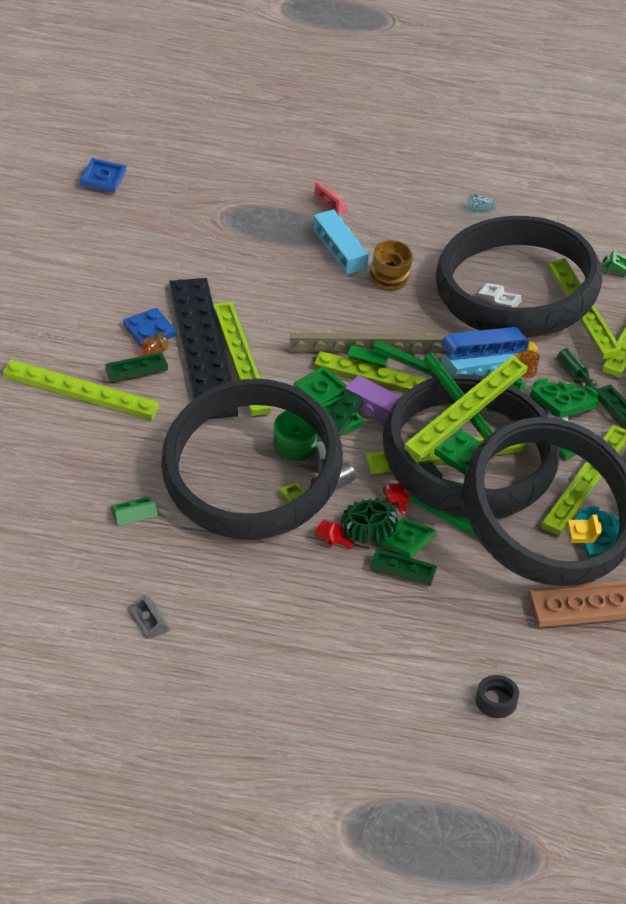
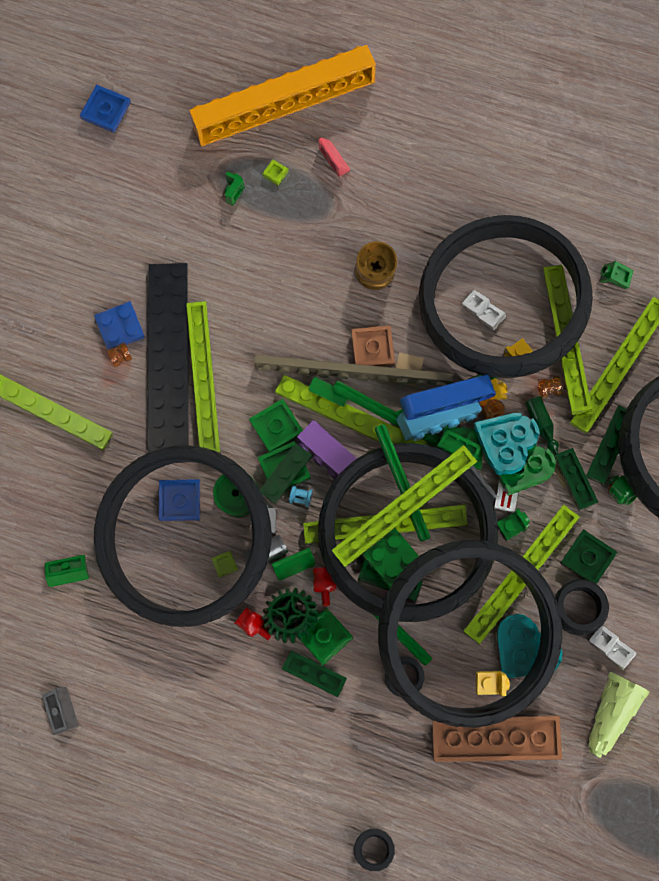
camera: 15 degrees right, 30 degrees up
(136, 367) = (97, 382): dark green plate -> none
(238, 447) = (179, 500): none -> blue plate
(240, 221) = (234, 190): none -> green bracket
(273, 155) = (283, 95): none -> light orange brick
(276, 213) = (275, 172): none -> lime tile
(340, 241) = (331, 221): medium azure brick -> none
(358, 436) = (300, 496): none -> medium azure bush
(362, 486) = (293, 564): none -> green slope
(400, 322) = (373, 346): none -> nougat plate
(481, 203) = (490, 174): clear light blue cone -> none
(488, 573) = (418, 669): none -> black tyre
(550, 379) = (507, 441): none -> teal plate
(577, 344) = (551, 386): none -> clear orange wheel

